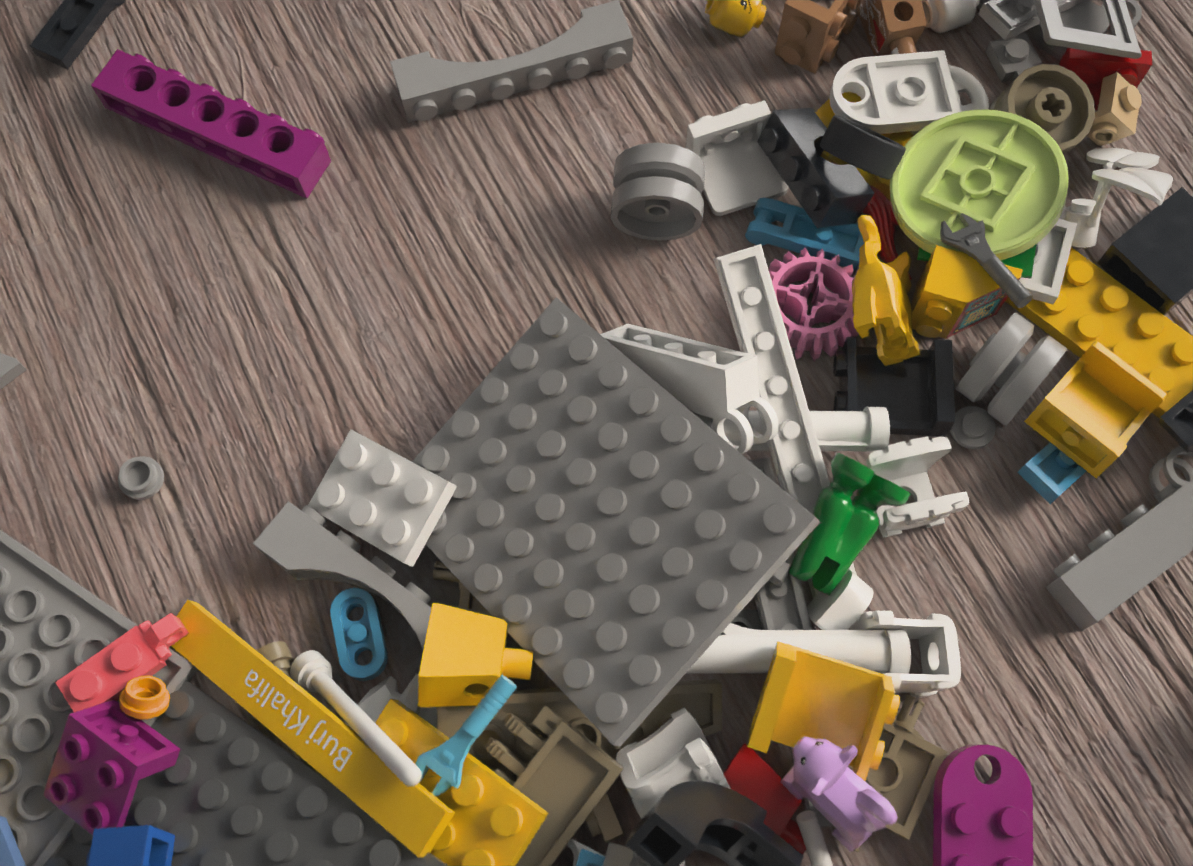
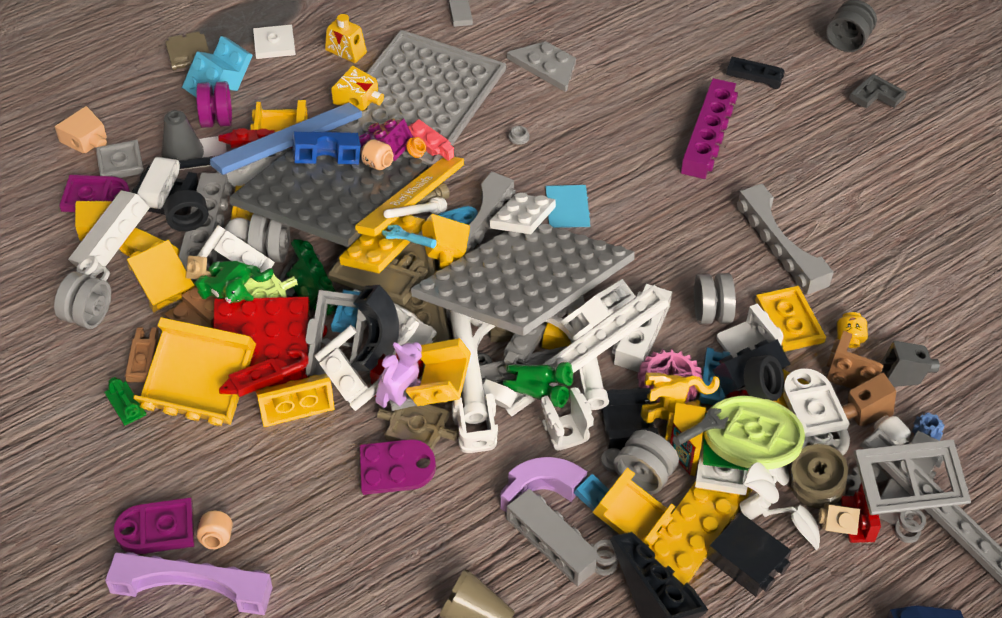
camera: 80 degrees right, 20 degrees down
(169, 789) = (376, 154): none -> light nougat head
(338, 403) = (570, 207): none -> medium azure window
(680, 306) = (637, 344): none -> white brick
(687, 87) = (794, 317): none -> yellow plate
(1010, 563) = (543, 473): none -> lavender arch

